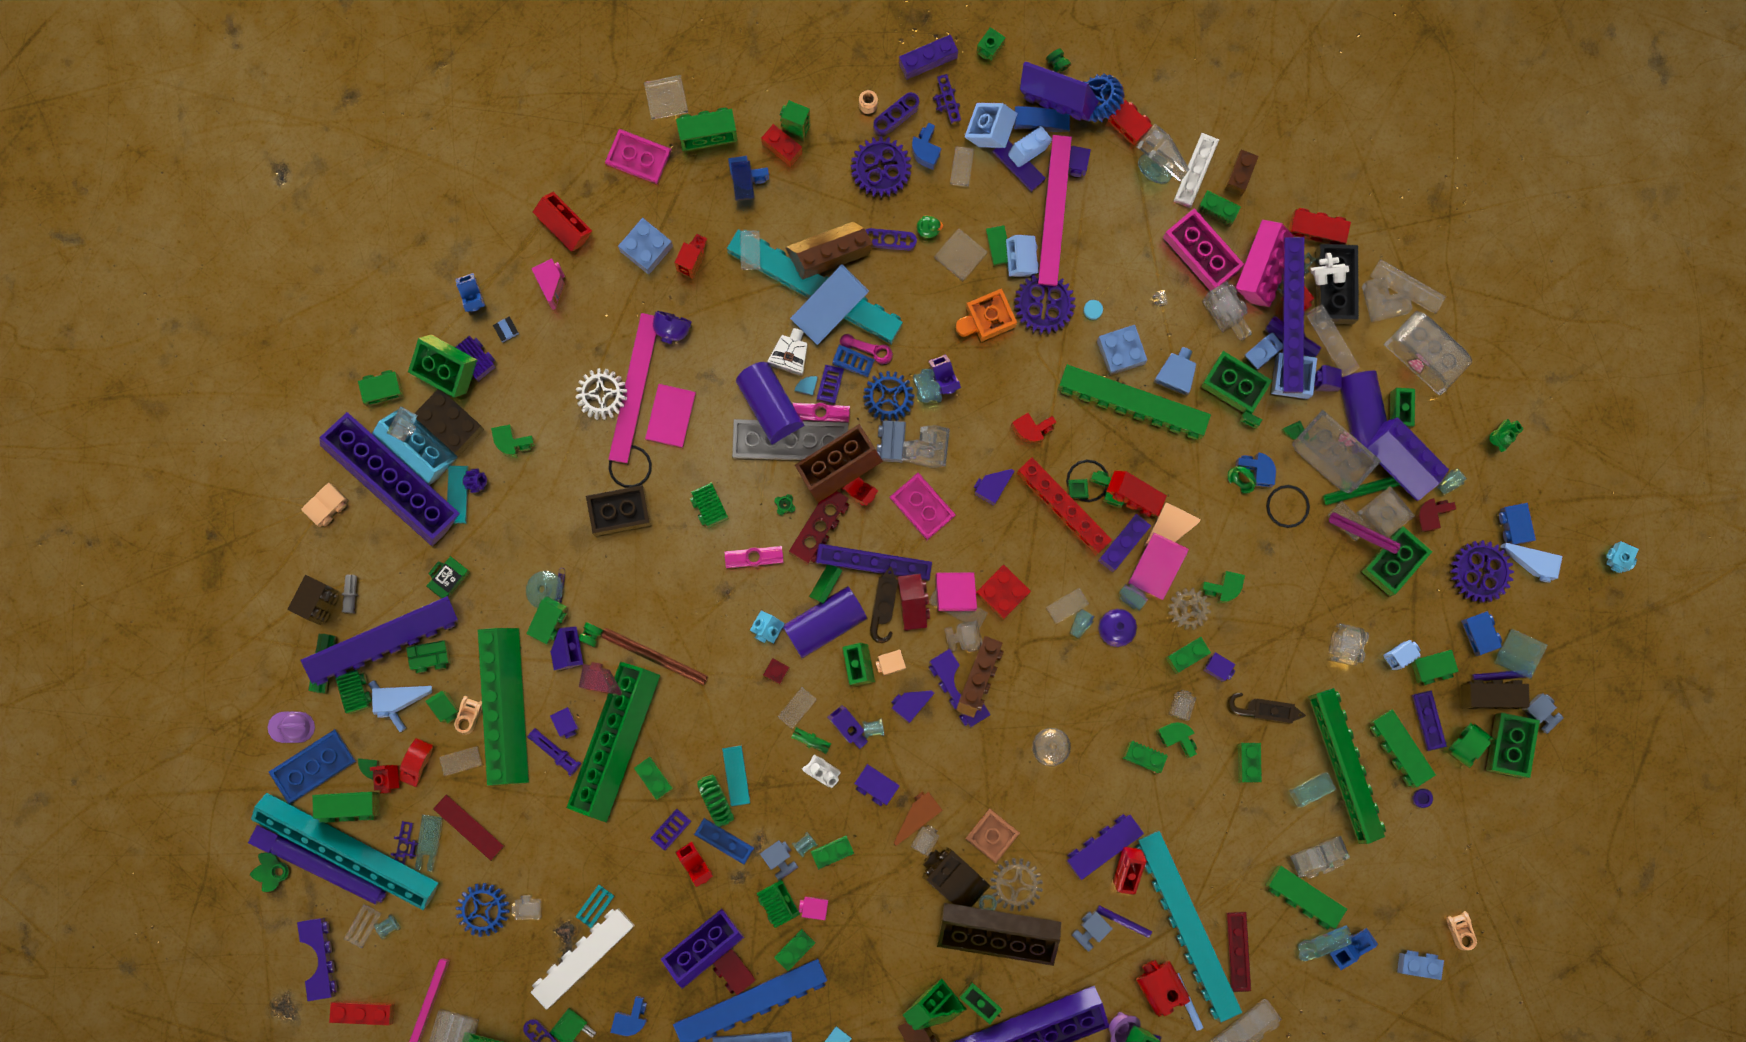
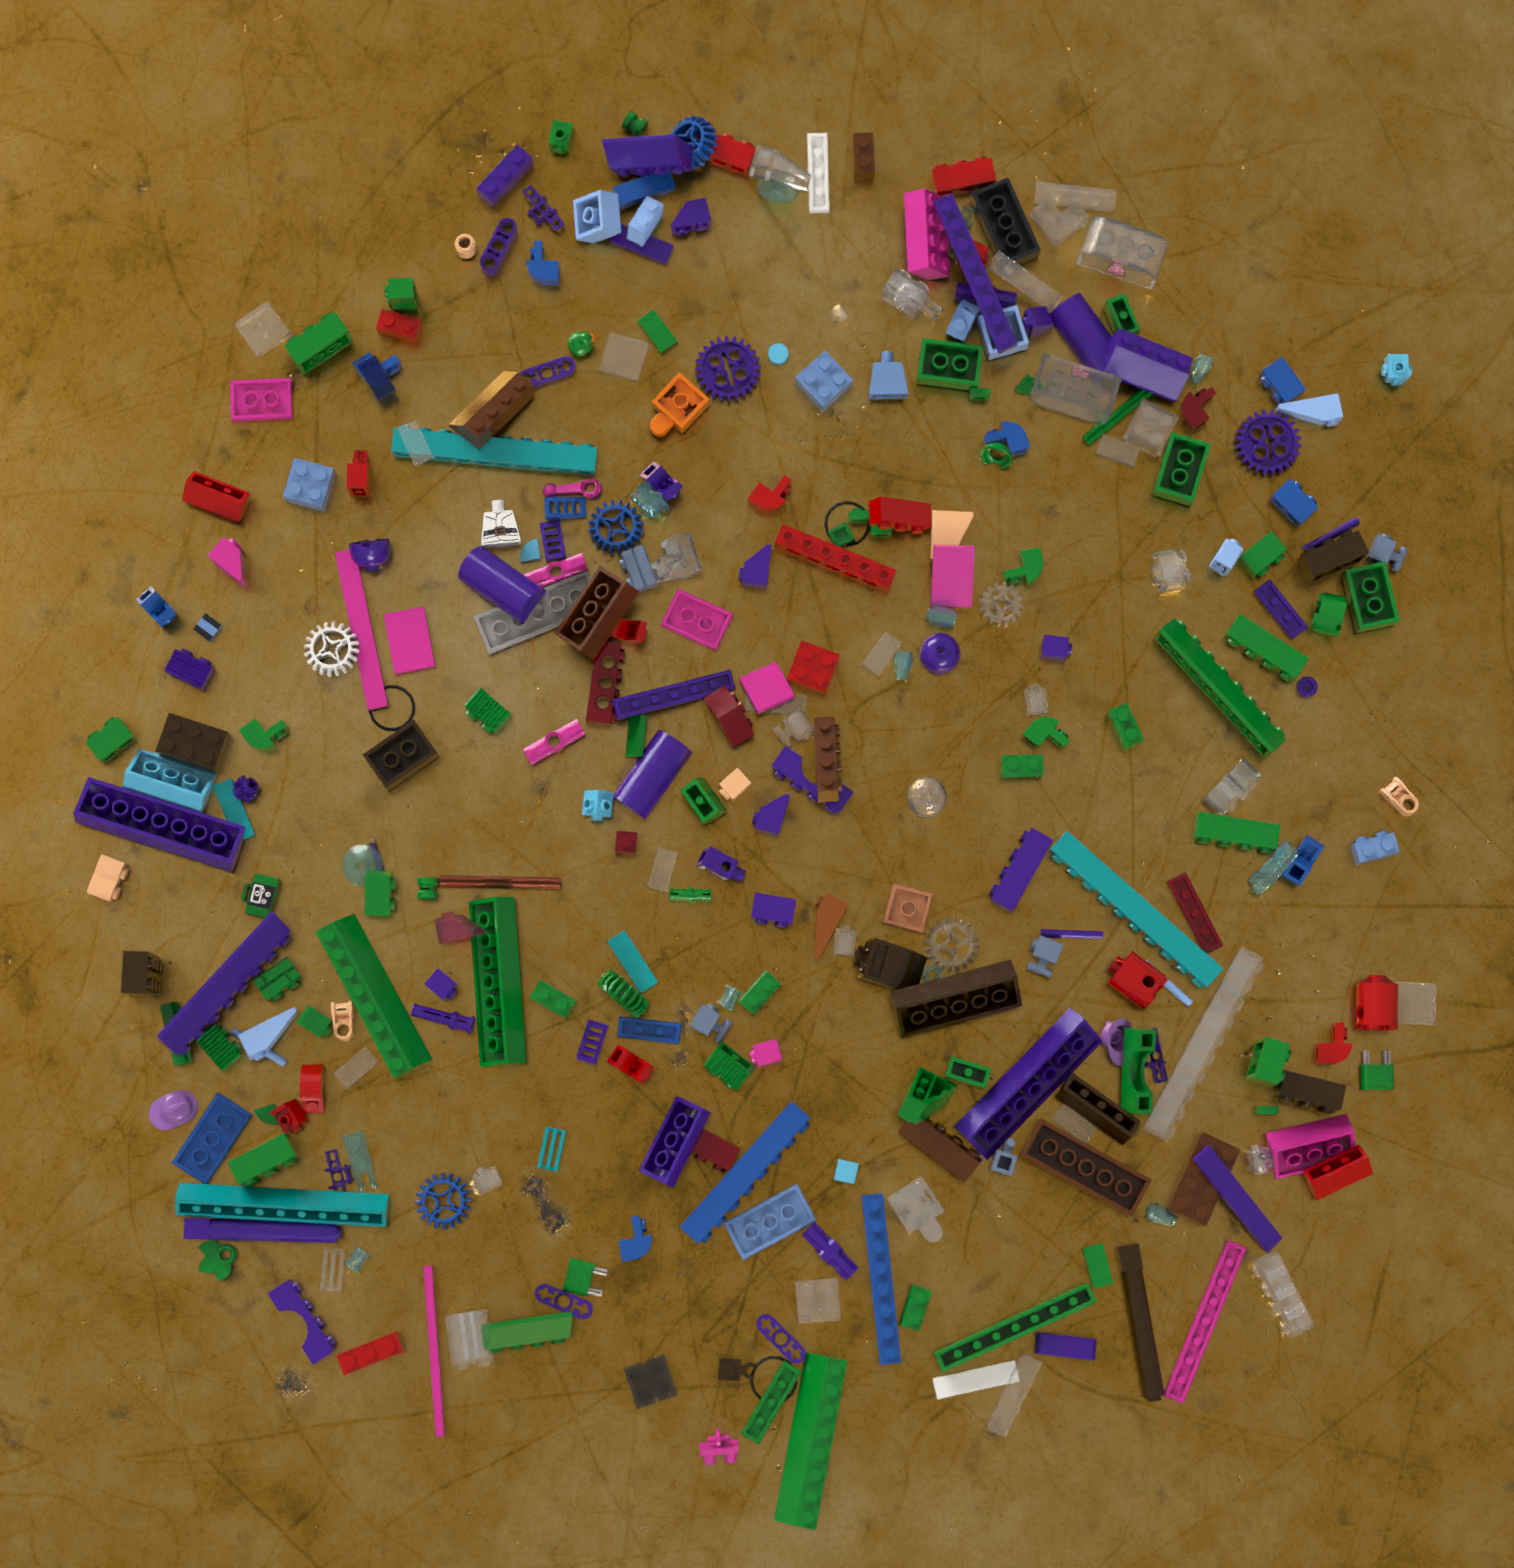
camera: 20 degrees left, 0 degrees up
(349, 594) = (172, 954): light grey axle -> none
(402, 424) = (150, 764): clear brick -> none
(442, 365) = (162, 690): green brick -> none
(468, 827) = (393, 1128): dark red tile -> none
(566, 649) = (411, 912): dark purple slope -> none
(584, 957) = (562, 1204): white brick -> none
(785, 499) = (561, 671): green plate -> none
(794, 950) = (765, 1102): green brick -> none
(822, 771) = (714, 919): white hips -> none
(829, 304) = (517, 462): medium blue tile -> none
(873, 728) = (745, 856): clear light blue bush -> none
(883, 604) = (701, 731): dark brown plate -> none
(885, 183) = (519, 318): dark purple gear -> none
(962, 166) = (586, 269): clear tile -> none
(1022, 256) = (685, 331): light blue brick -> none
(1054, 210) = (697, 273): dark pink tile -> none
(1124, 543) = (909, 568): dark purple brick -> none
(1129, 870) = (1054, 881): red brick -> none
(1134, 401) = (858, 426): green brick -> none
(1188, 655) = (1019, 649): green brick -> none
(1203, 250) = (859, 248): dark pink brick -> none
(1218, 208) = (857, 201): green brick -> none
(1267, 710) = (1119, 668): dark brown plate -> none
(1284, 525) = (1059, 442): black piece -> none
(1312, 789) = (1197, 725): clear light blue brick -> none
(1338, 271) = (1000, 211): white hips -> none
(1364, 533) = (1137, 455): magenta axle -> none
(1505, 434) = (1232, 299): green hips -> none
(1521, 653) = (1340, 505): clear light blue hinge -> none

